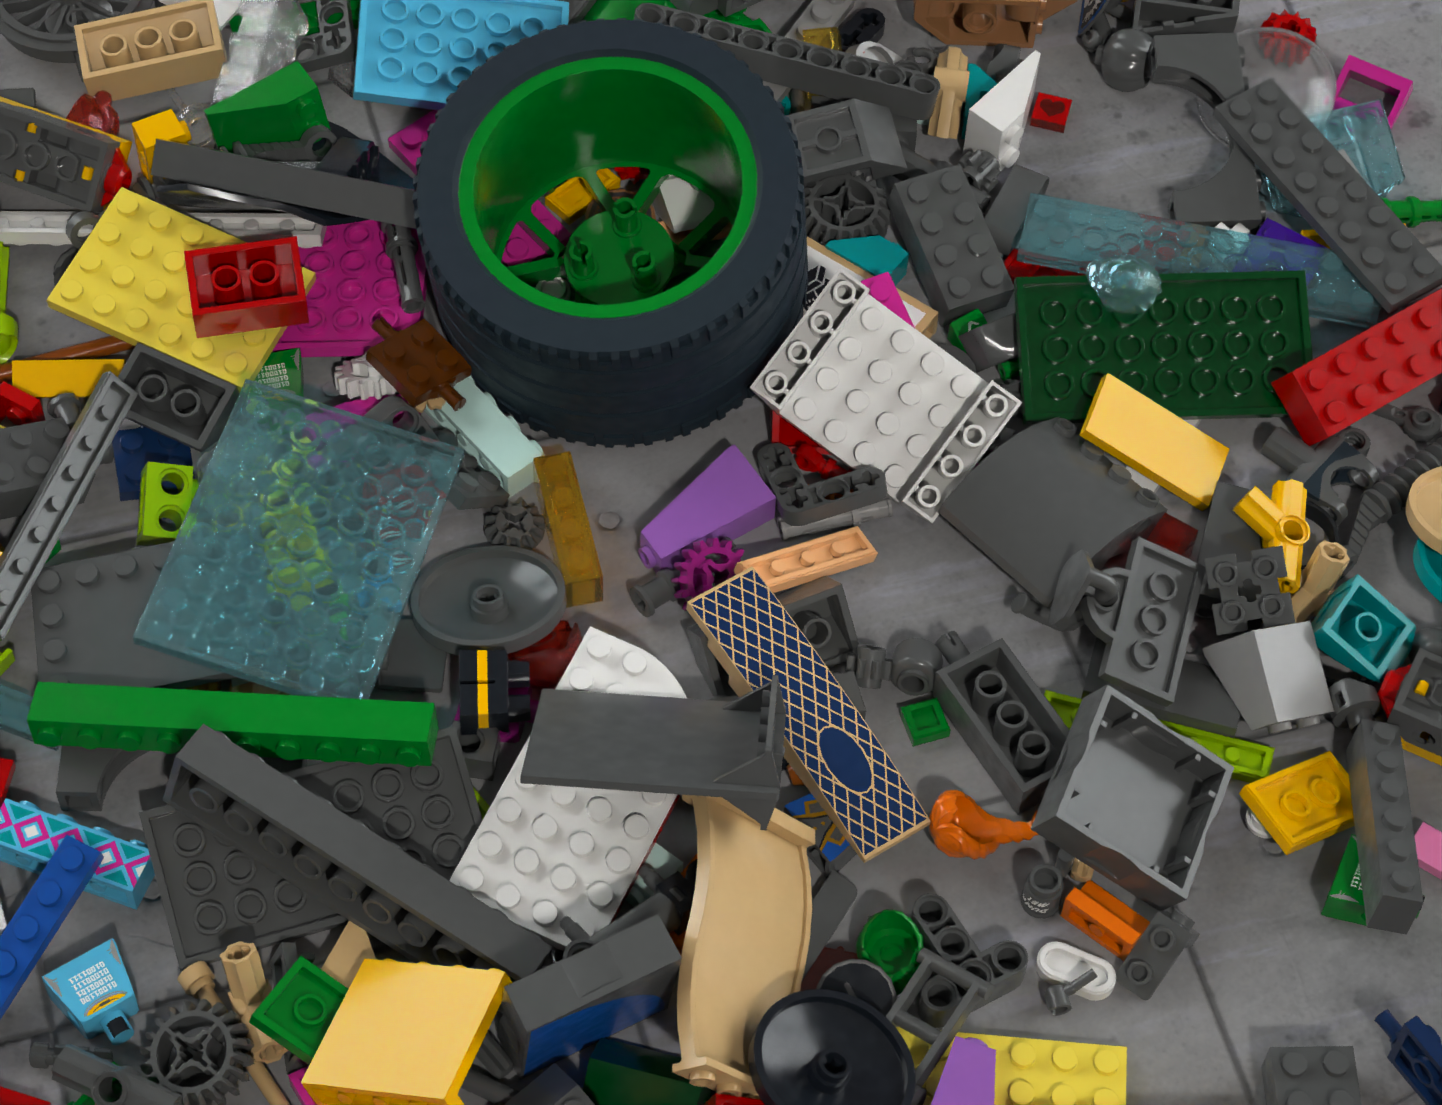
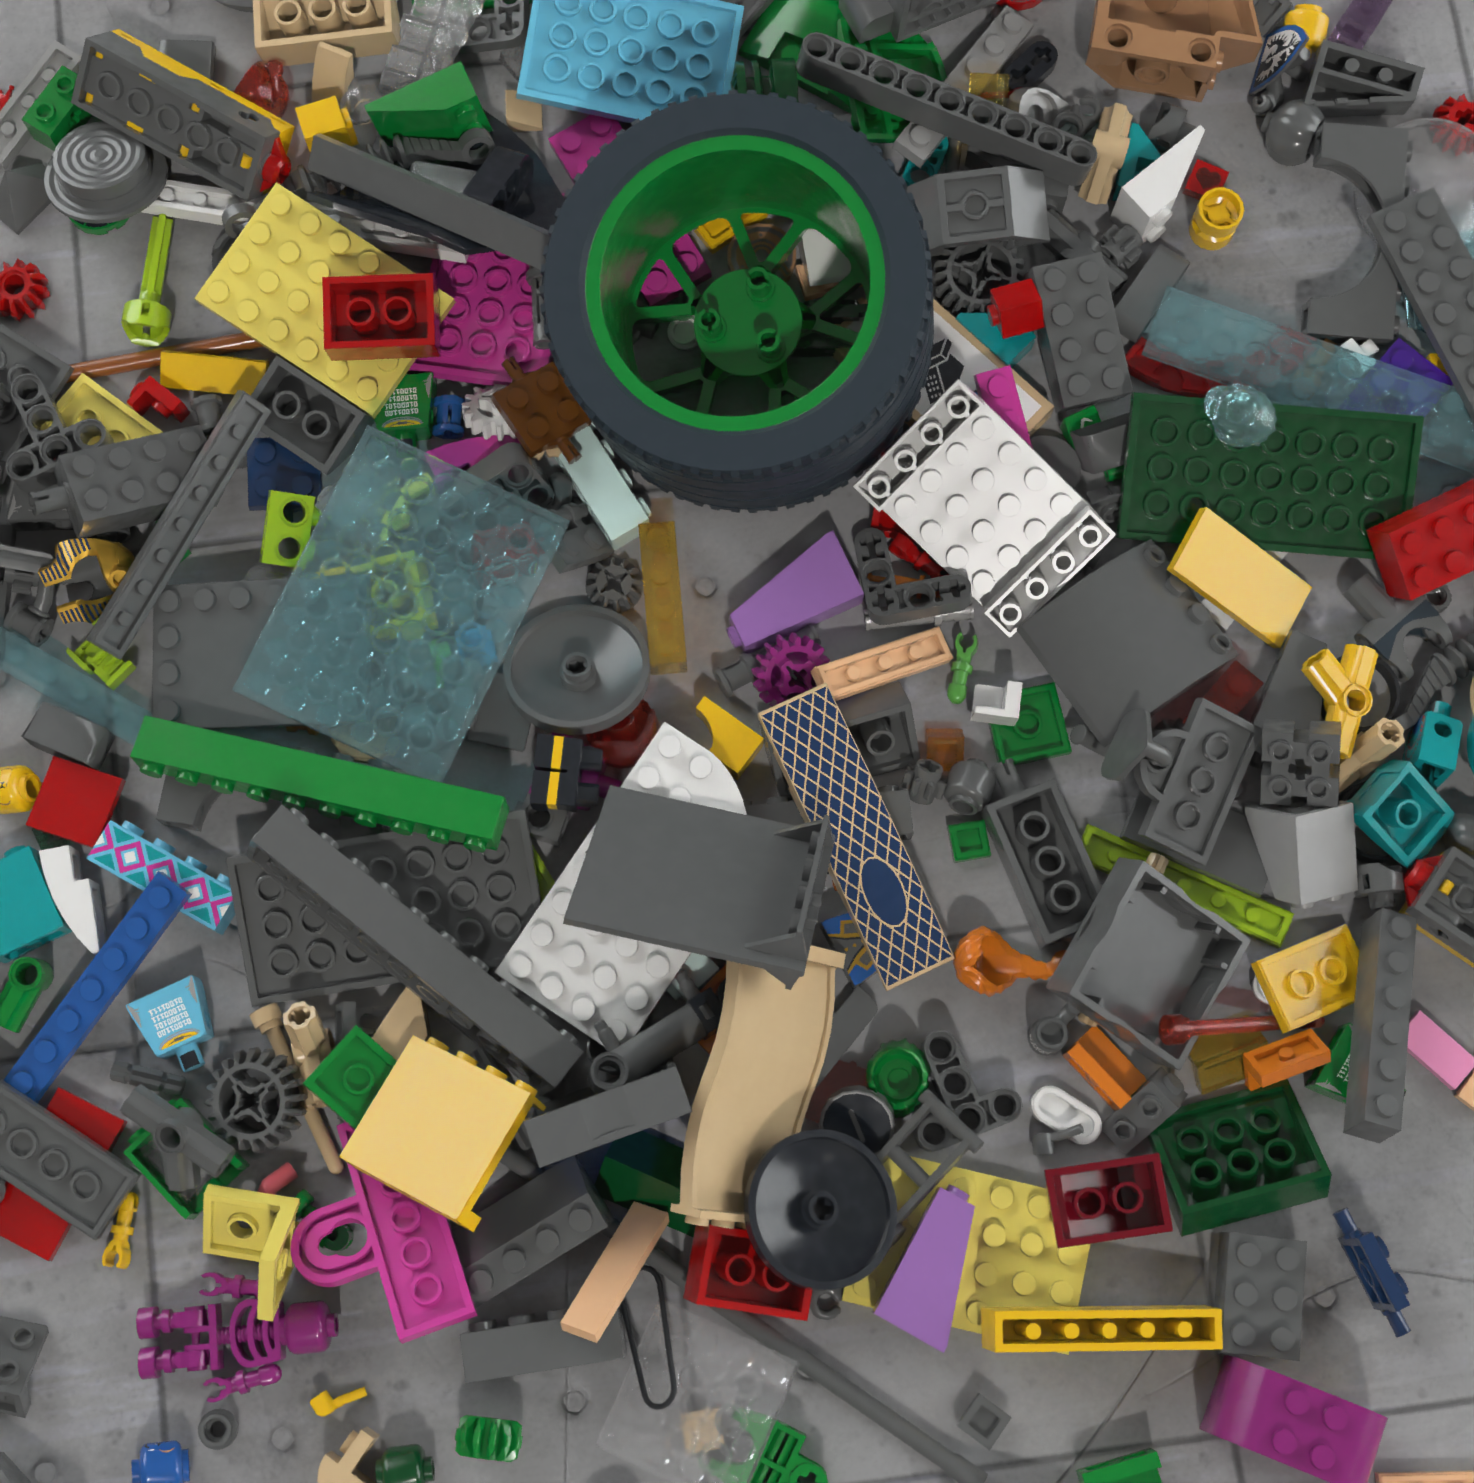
camera: 10 degrees right, 20 degrees up
(162, 91) = (331, 72): none -> tan slope
(320, 391) = (448, 429): none -> blue bush
(359, 118) = (522, 114): none -> tan slope
(665, 644) = (732, 740): none -> yellow arch
(884, 635) = (945, 746): none -> clear orange slope
(885, 224) = (1016, 308): none -> red brick
(888, 563) = (957, 689): none -> bright green piece
(931, 587) = (997, 704): none -> white panel
(966, 604) = (1037, 733): none -> green tile
(1067, 137) = (1216, 218): none -> yellow wheel
(1138, 1036) = (1108, 1200): none -> dark red slope
(1175, 853) = (1176, 1028): none -> clear red piece
(1235, 889) = (1219, 1058): none -> clear yellow panel
(1265, 986) = (1239, 1158): none -> dark green slope
(1292, 882) = (1284, 1059): none -> orange panel
(1384, 560) = (1434, 743): none -> teal torso

